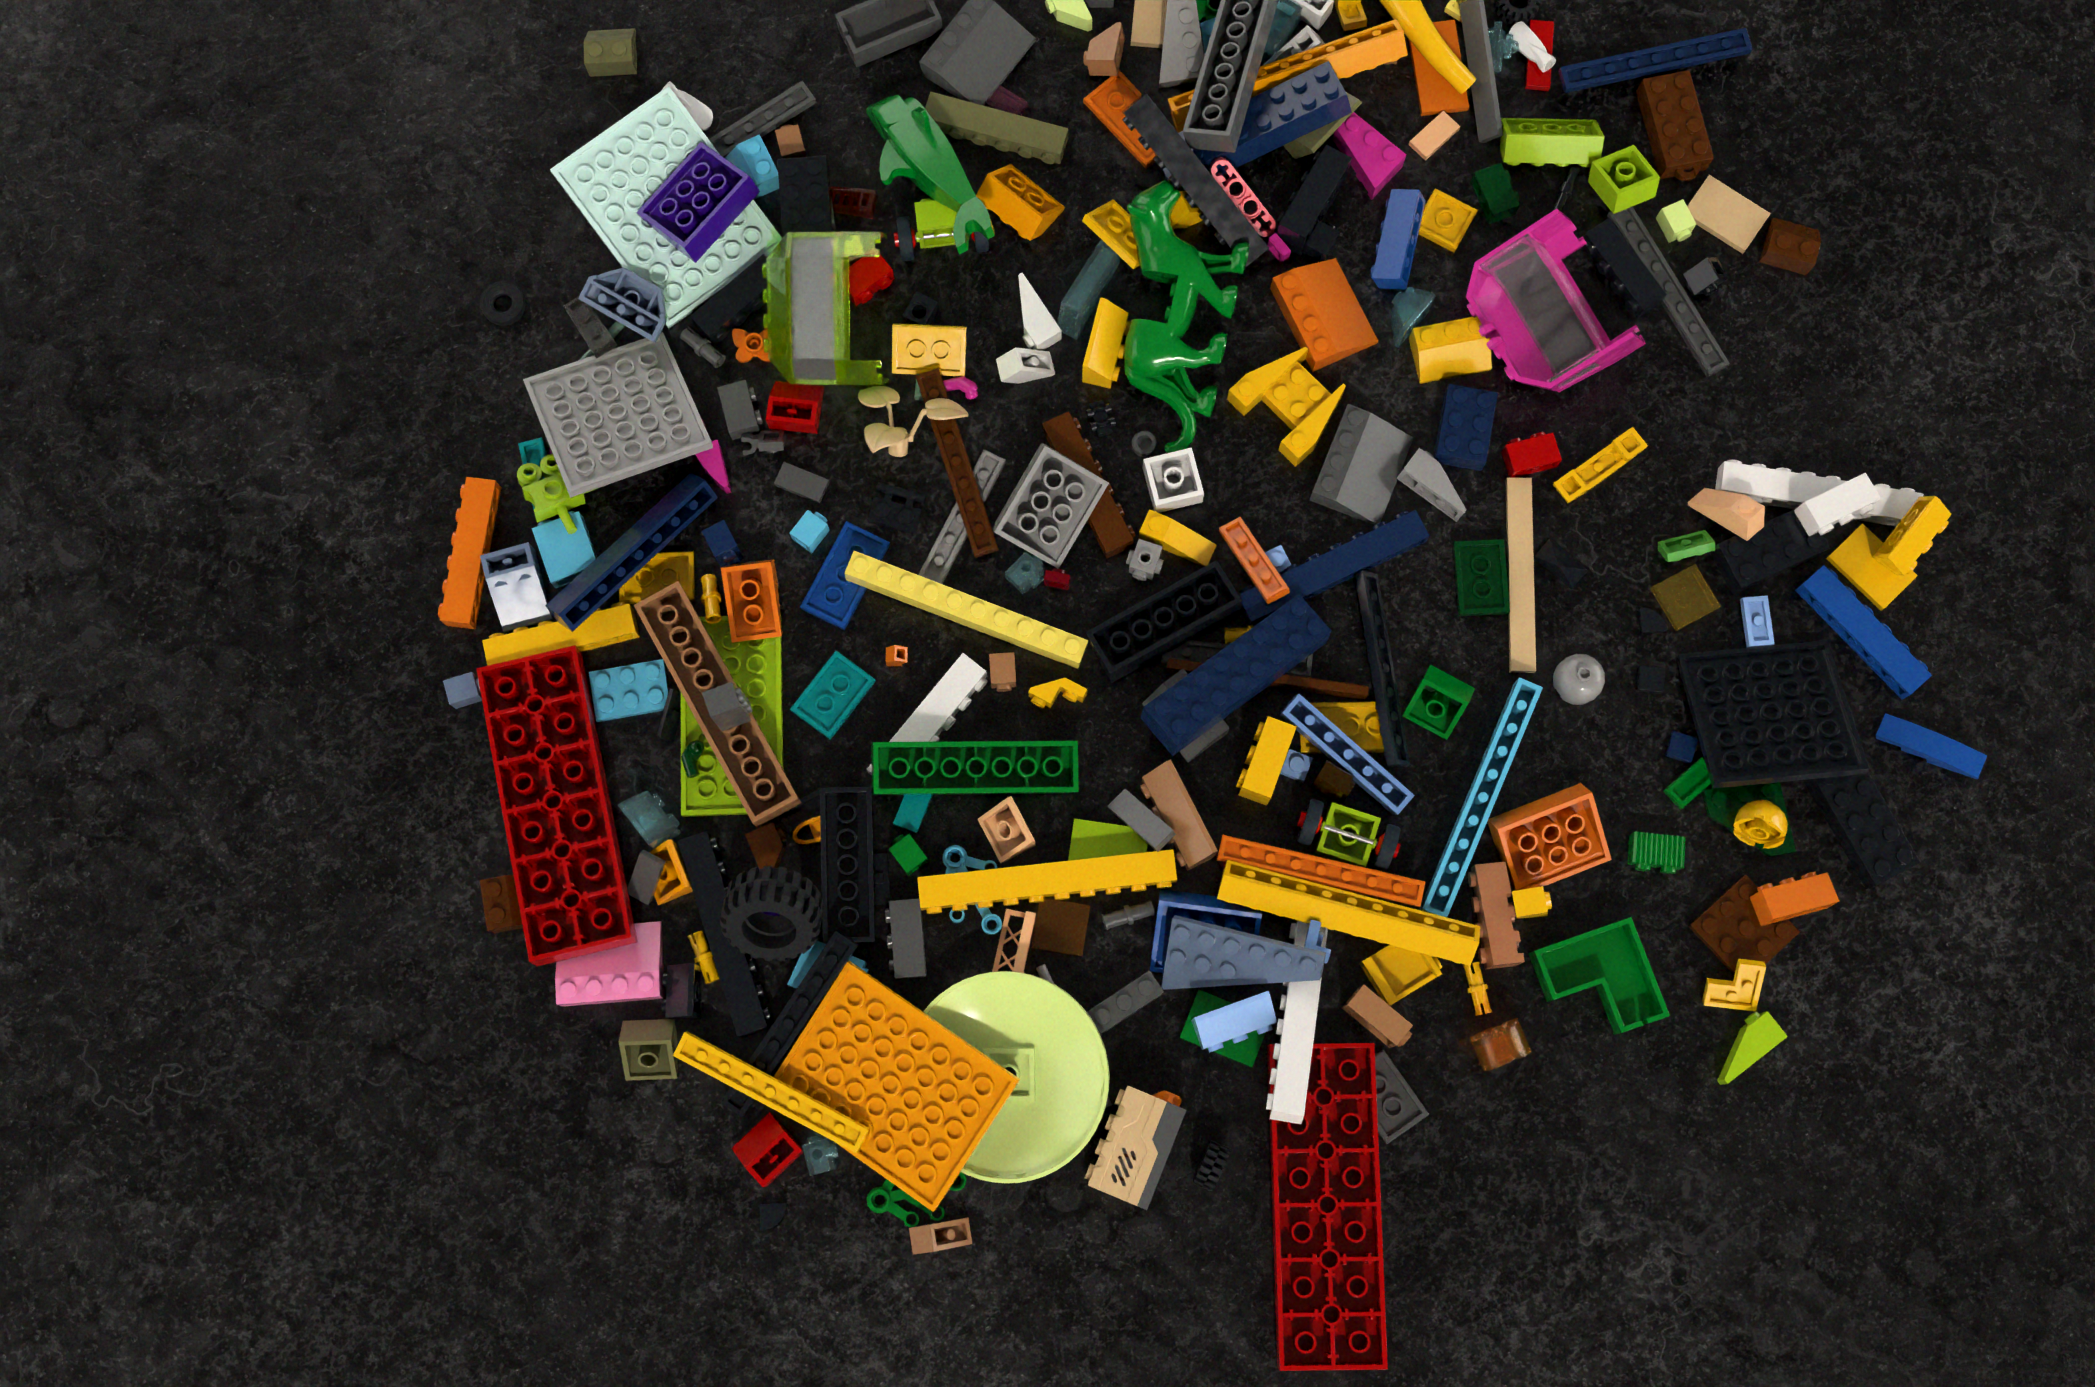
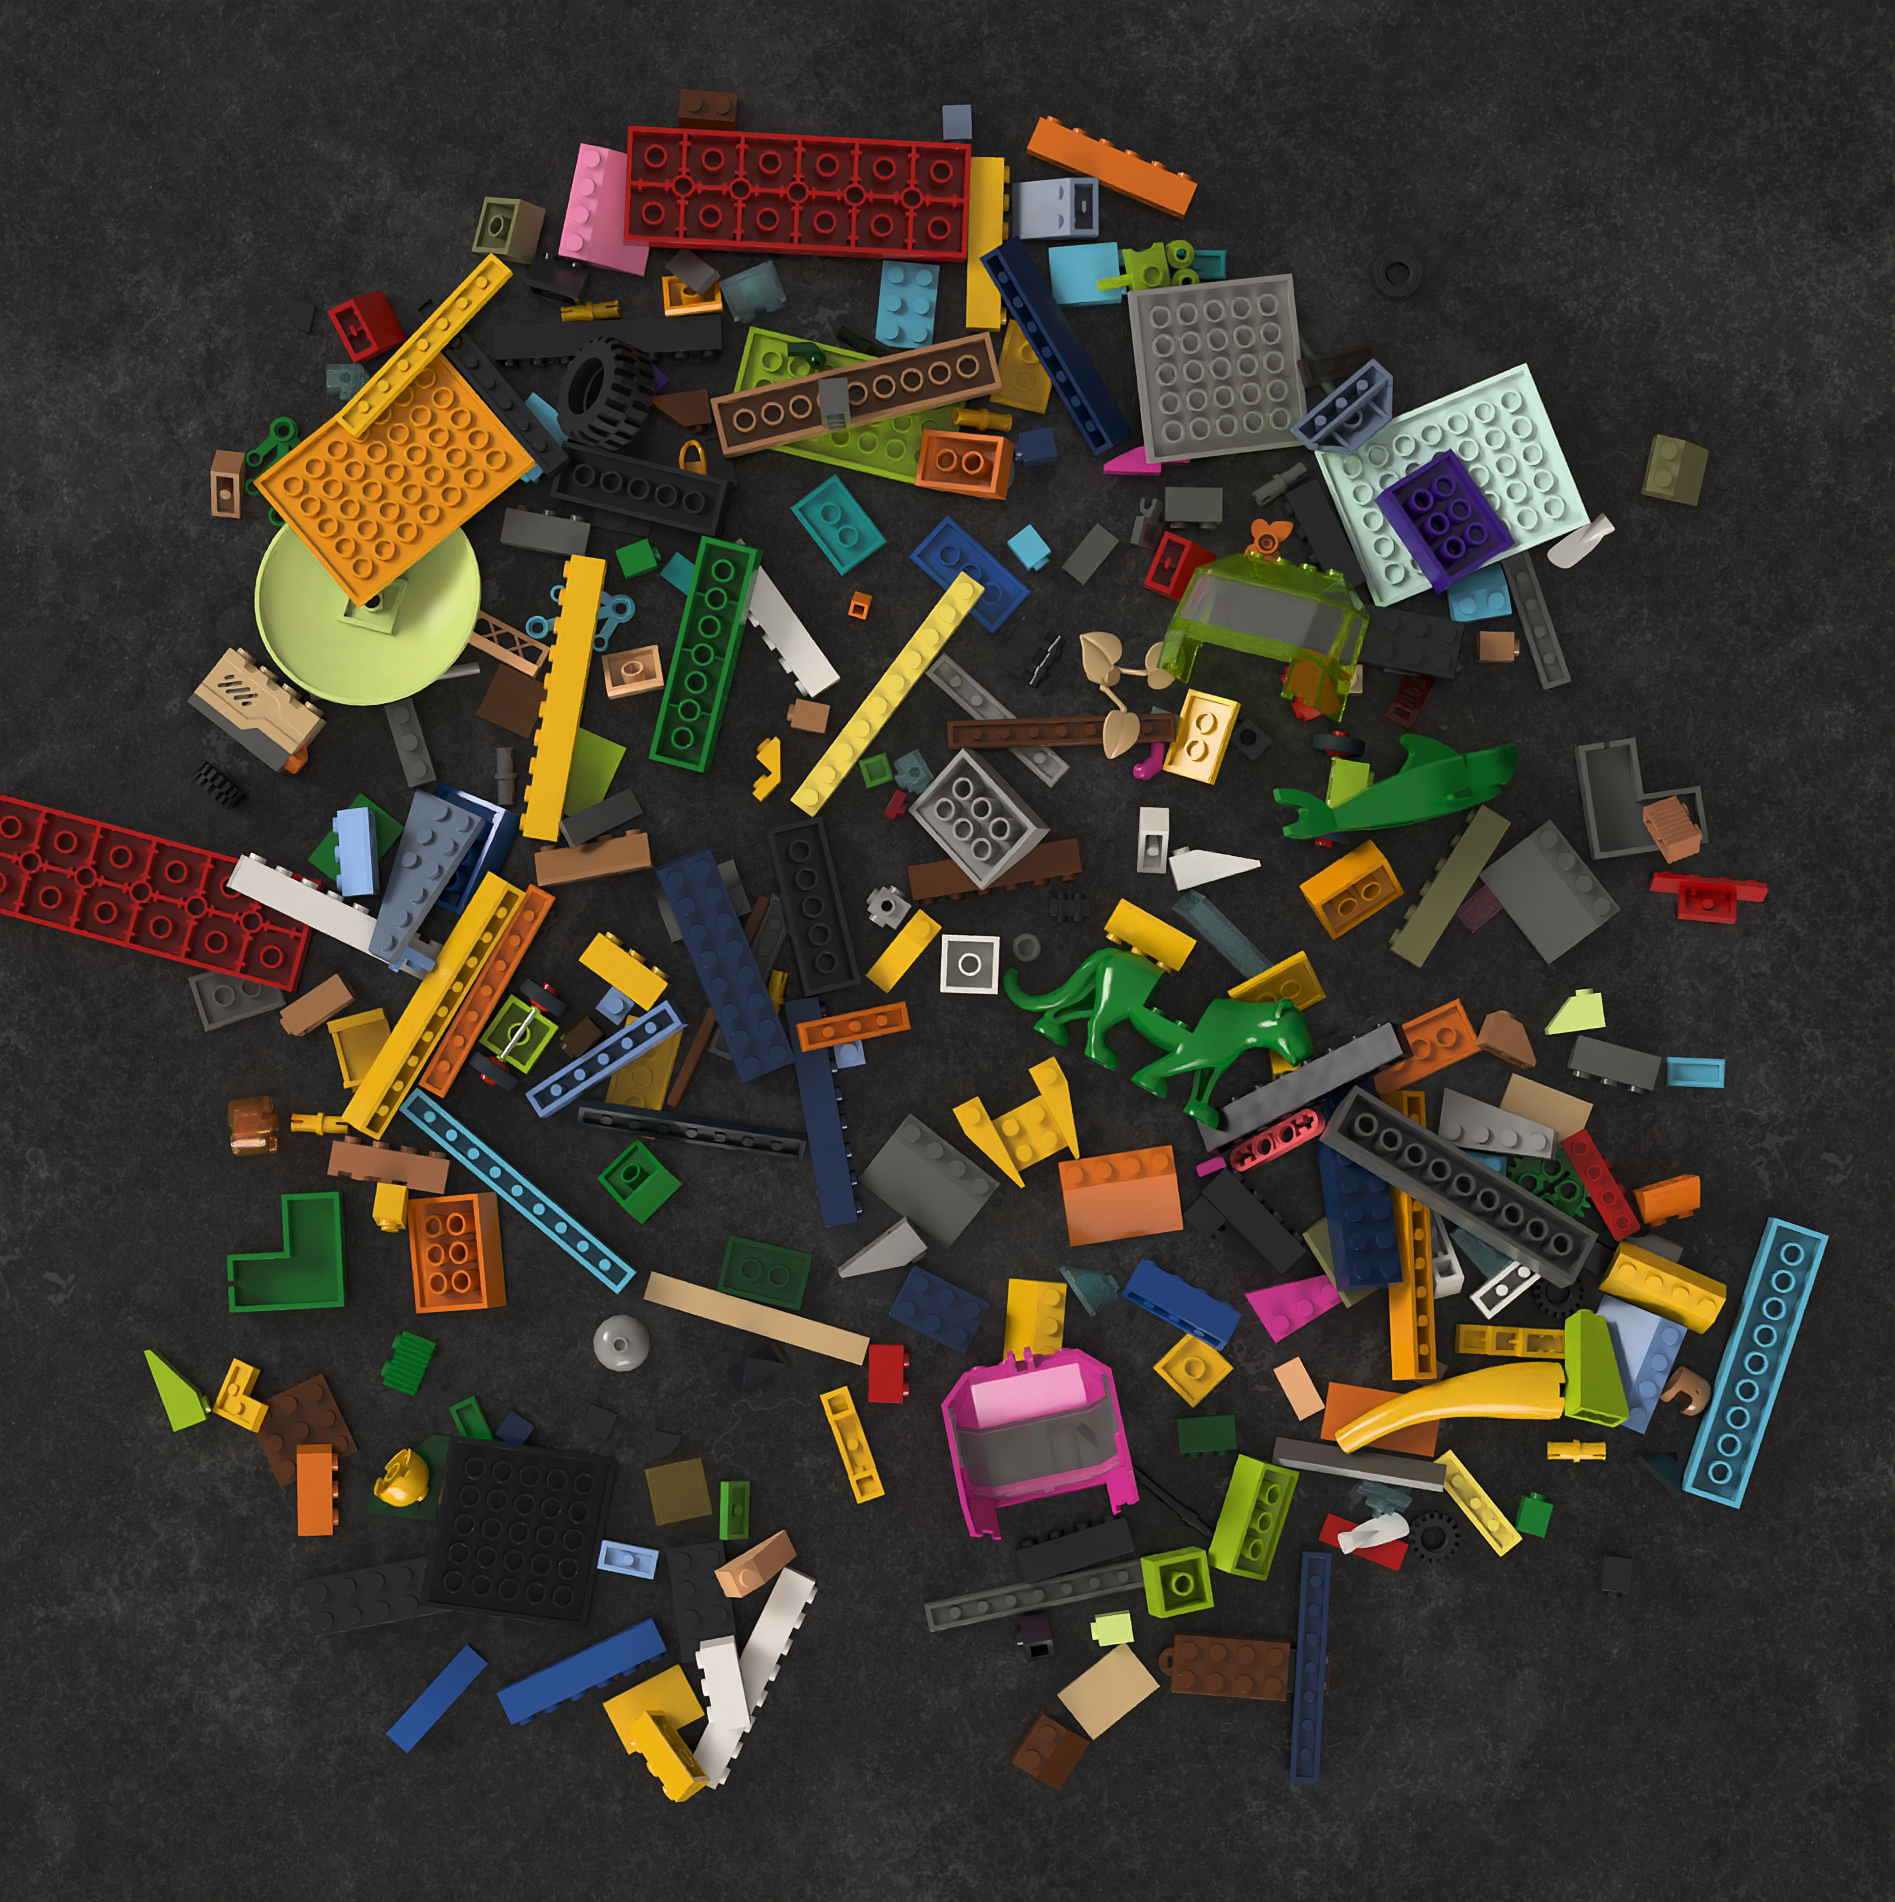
camera: 105 degrees right, 10 degrees up
(1032, 605) = (876, 770): none -> bright green tile

